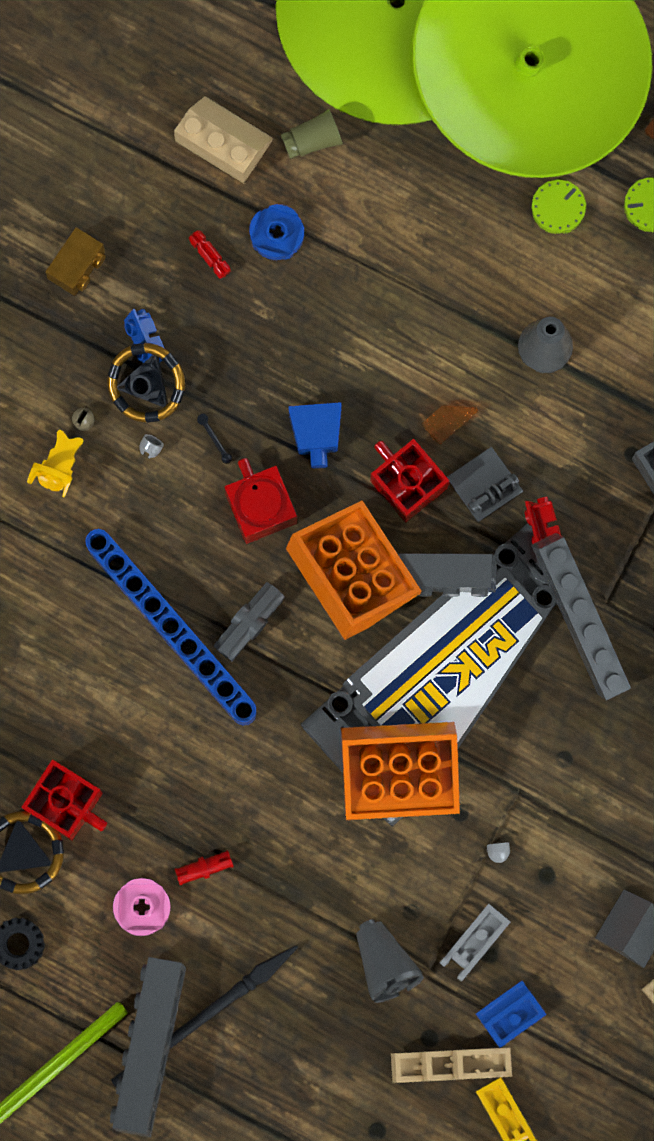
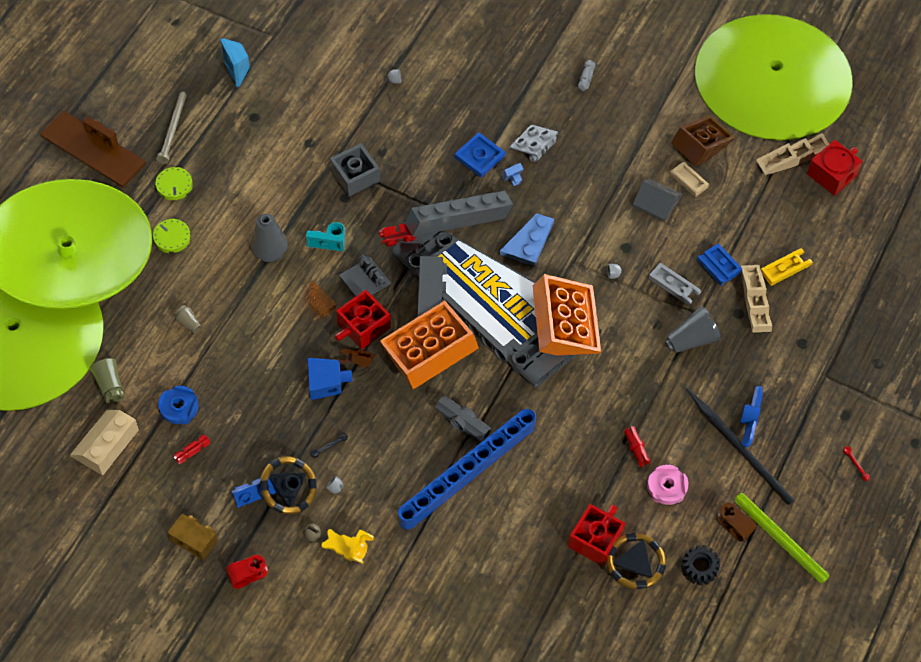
camera: 90 degrees left, 20 degrees down
(24, 332) = (245, 572): none -> red piece
(76, 1002) = (736, 522): none -> reddish brown piece
(148, 1048) = (766, 473): dark grey brick -> none
(248, 1036) = (750, 416): none -> blue piece
(260, 502) = (378, 410): red piece -> none
(348, 477) = (360, 358): none -> reddish brown plate
(415, 236) = (186, 317): none -> dark tan cone
(549, 429) = (328, 240): none -> teal plate
(555, 728) = (529, 240): none -> medium blue wing

